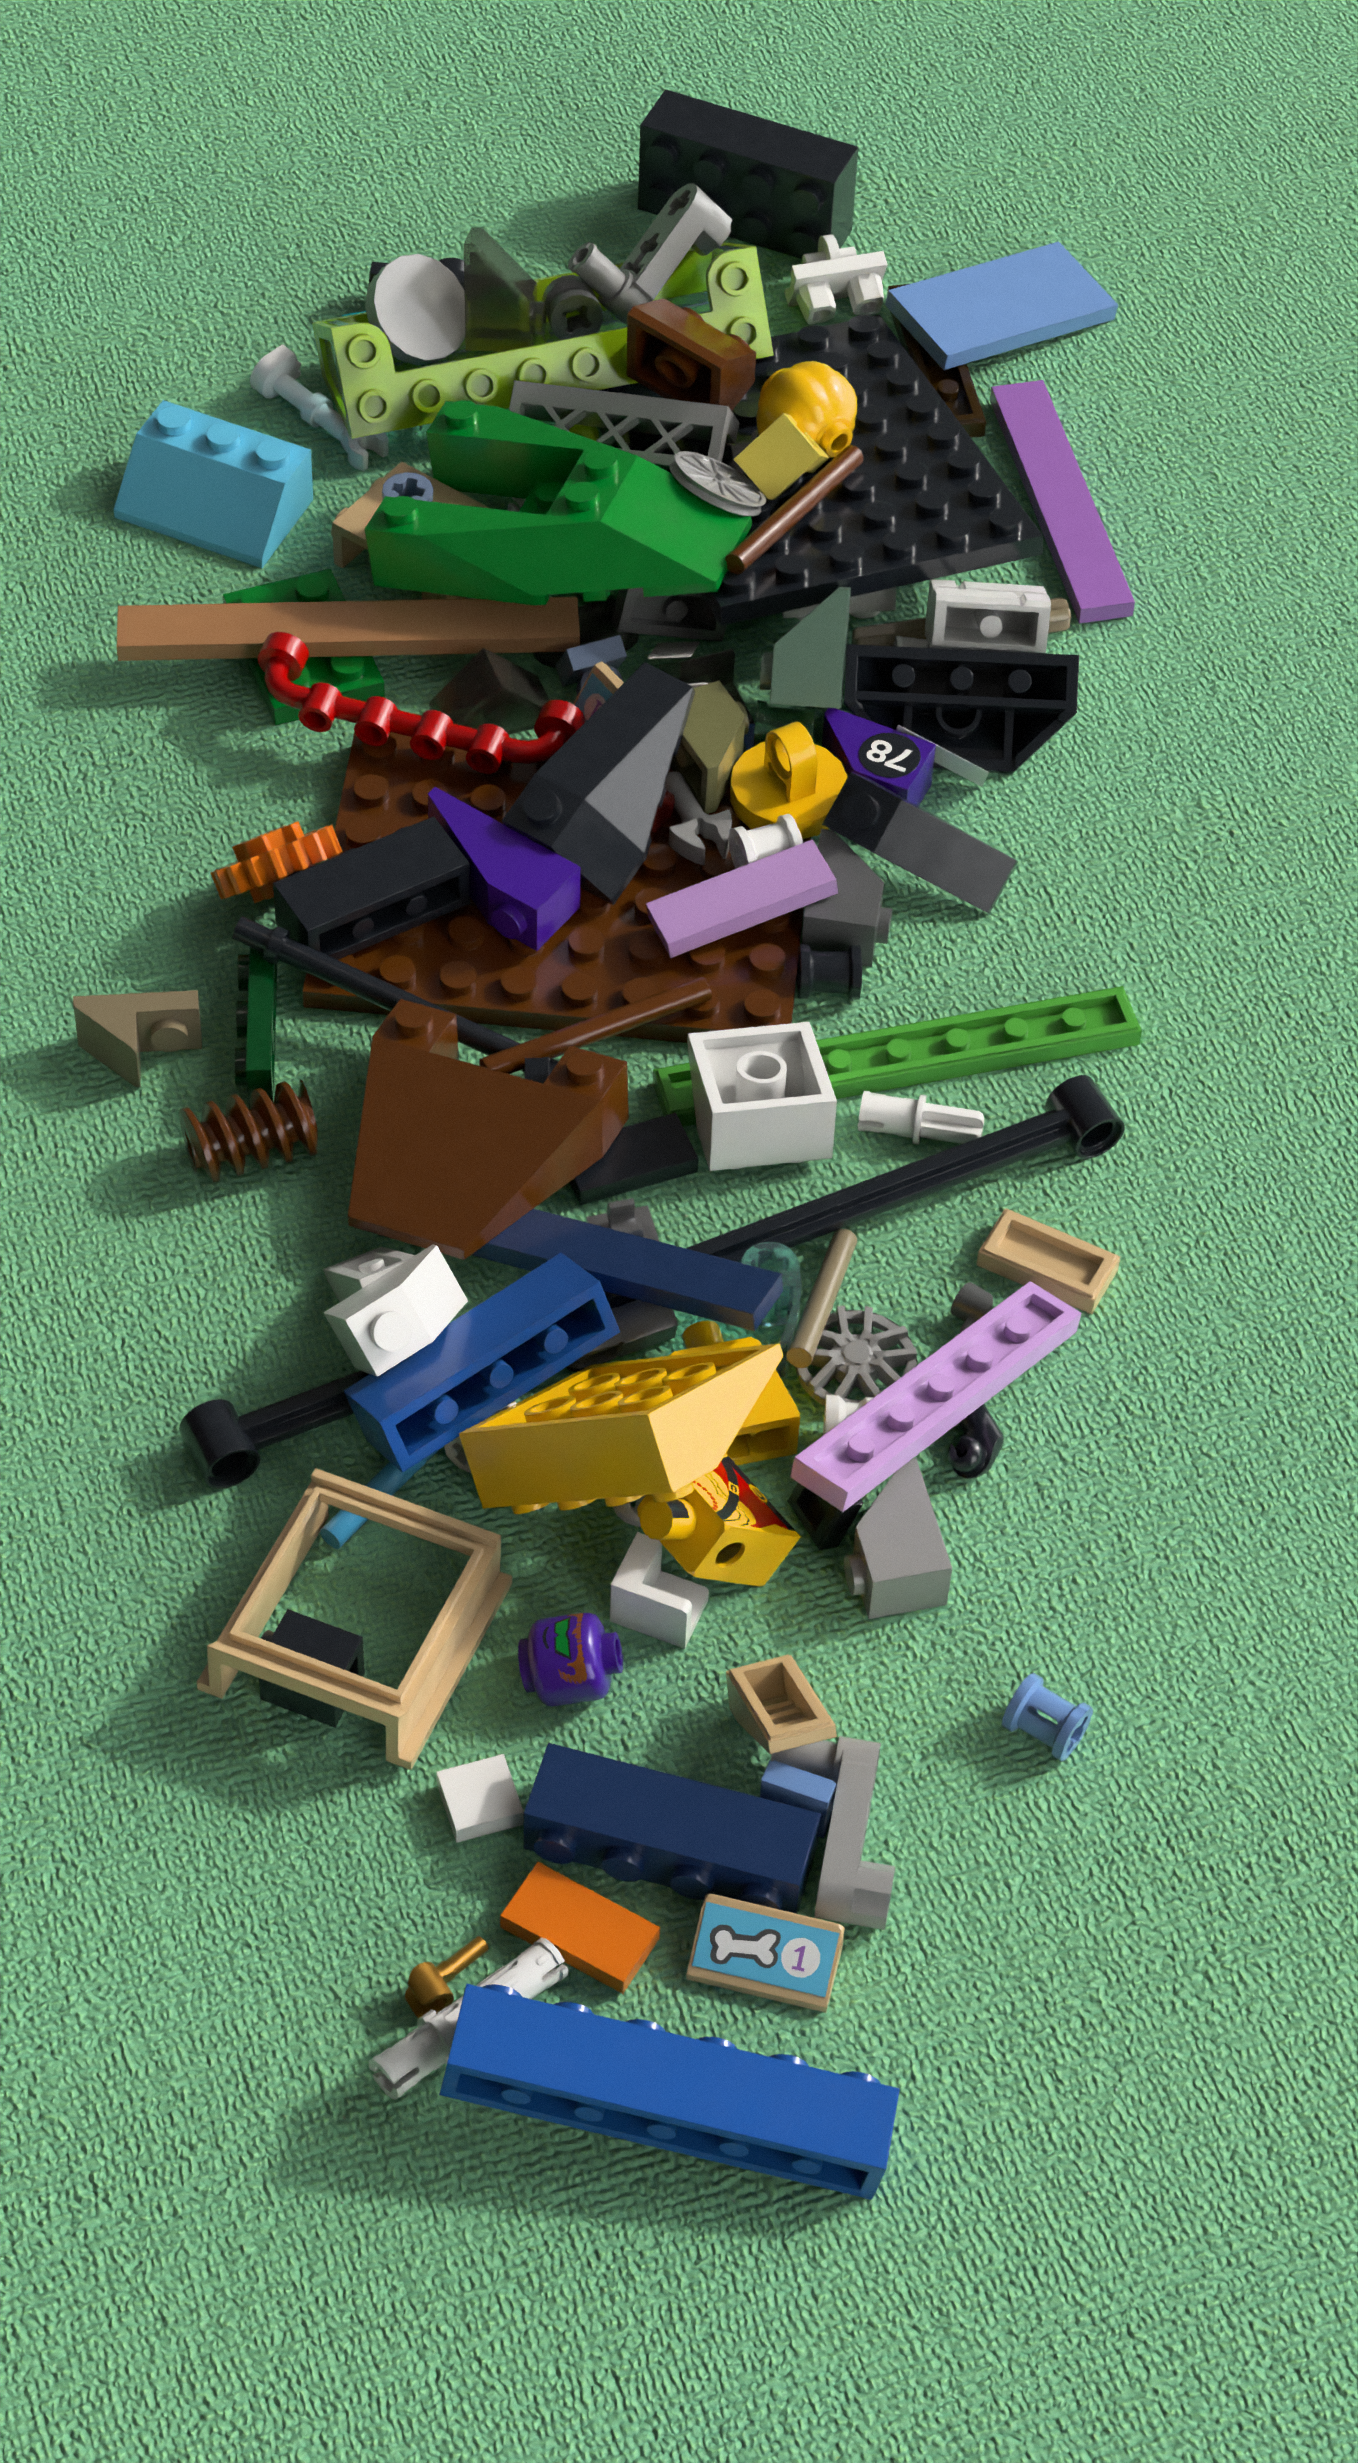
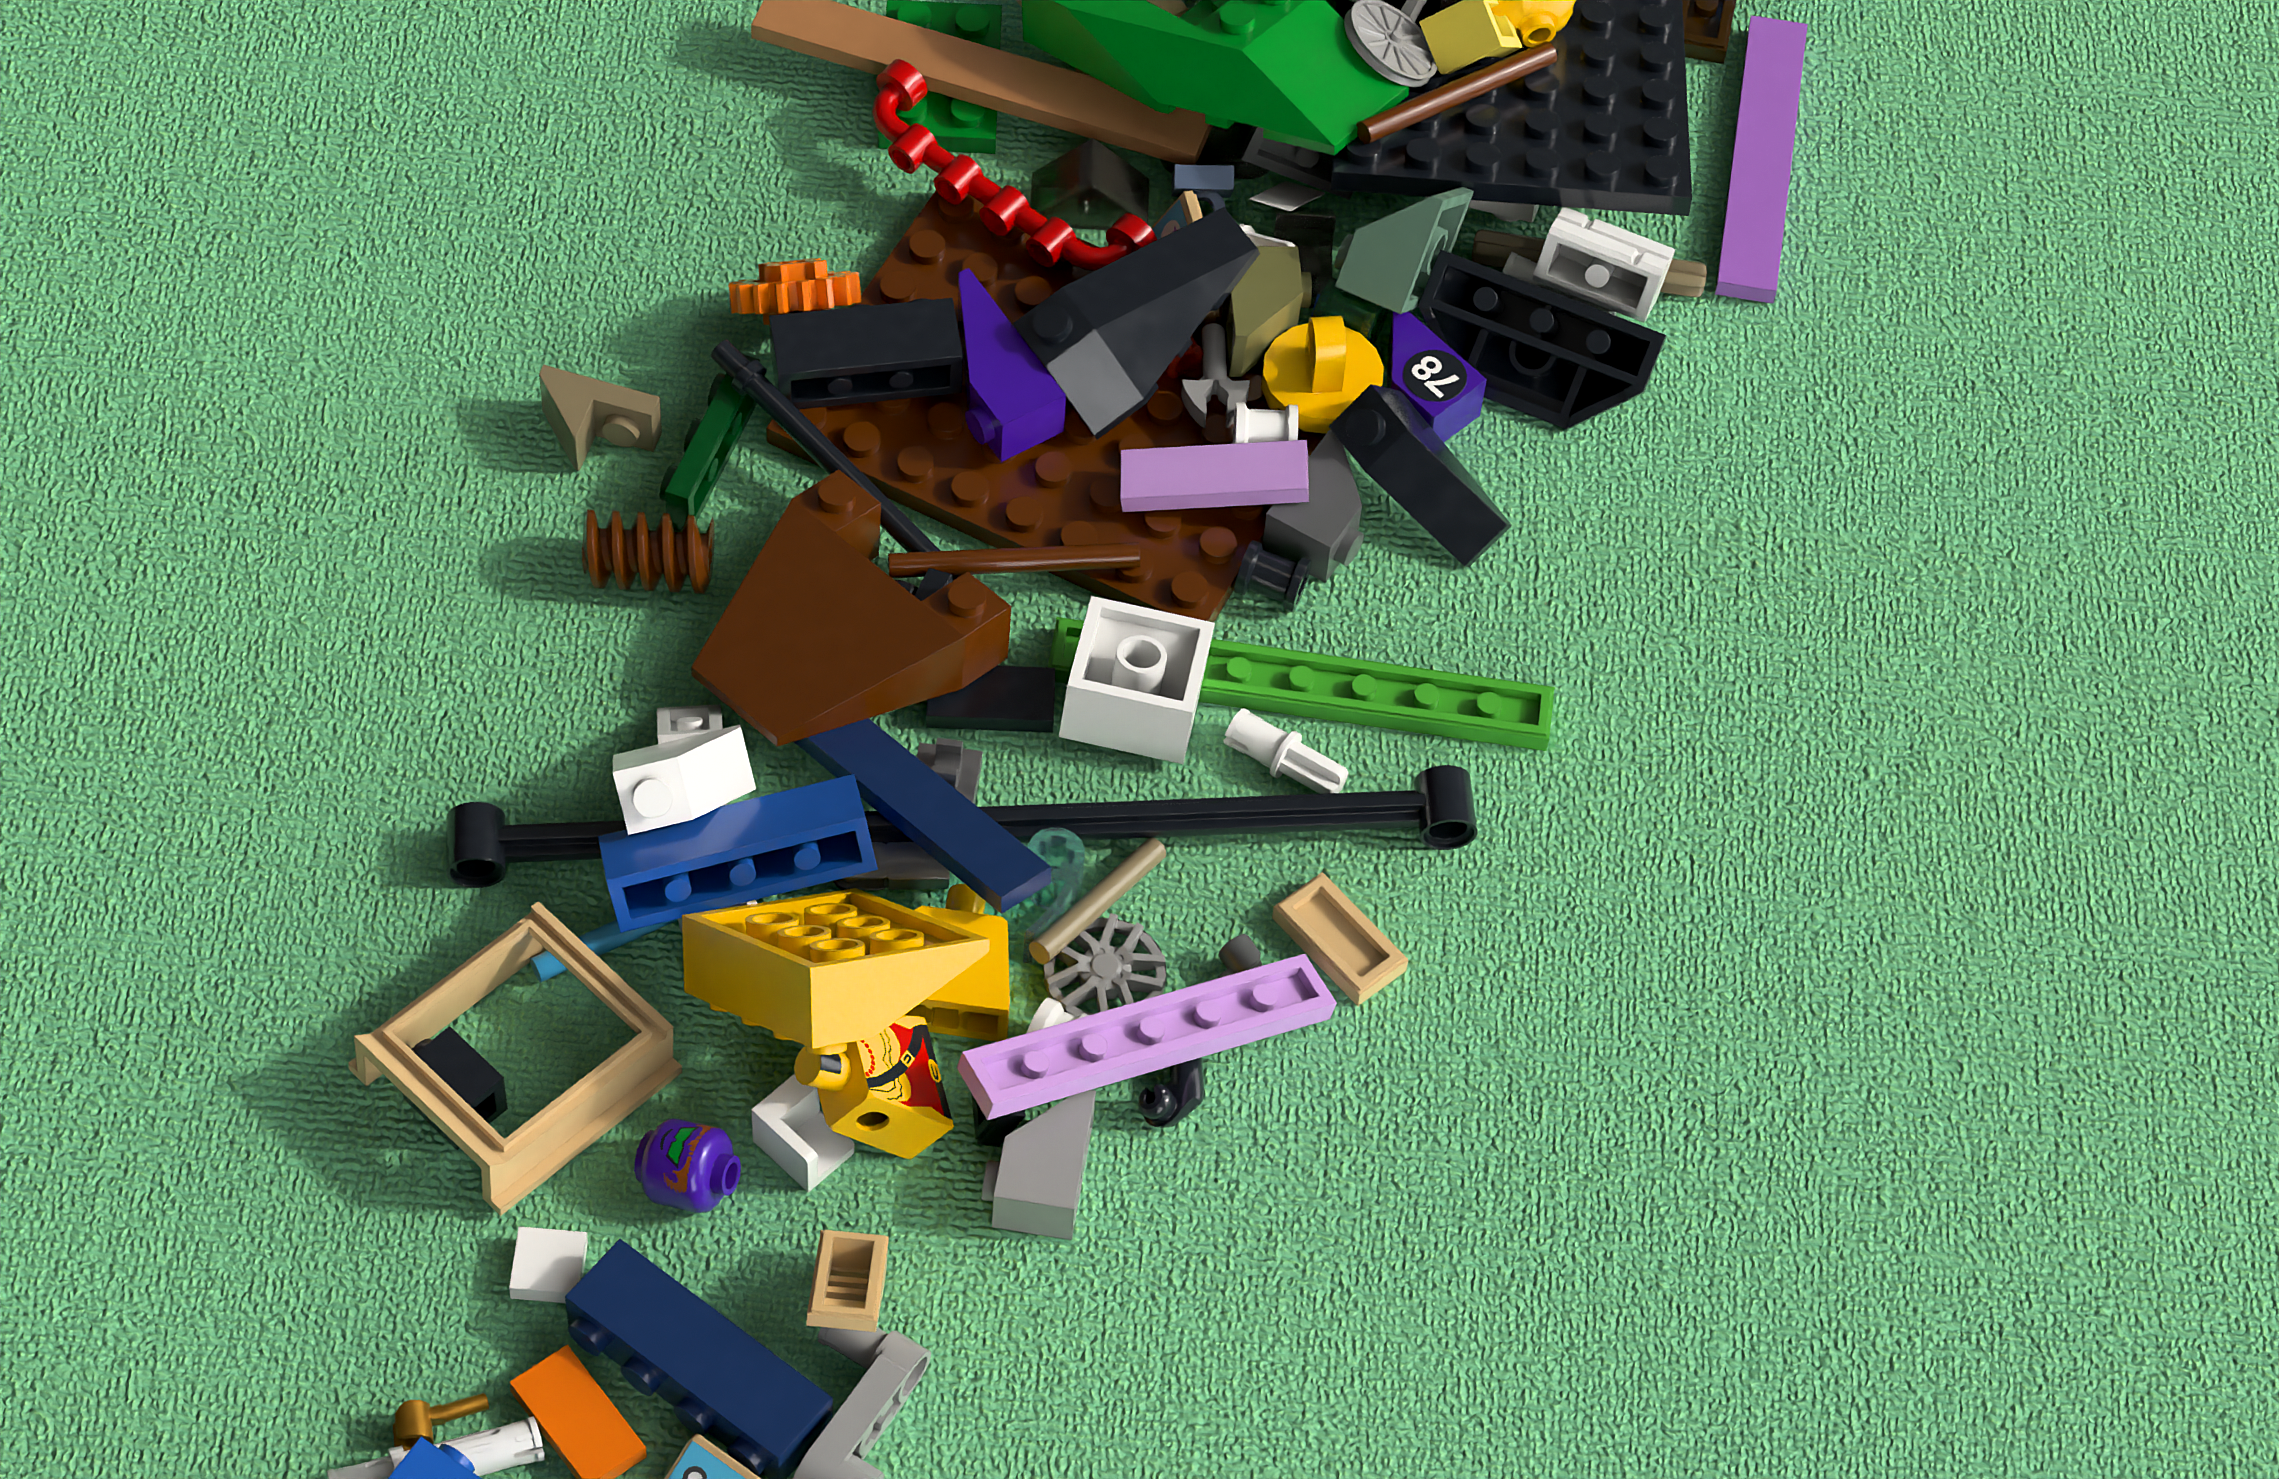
camera: 20 degrees right, 5 degrees up
(799, 1789) = (826, 1367): medium blue tile -> none
(953, 762) = (1499, 396): white sticker -> none
(1023, 1714) = (1100, 1384): medium blue bush -> none

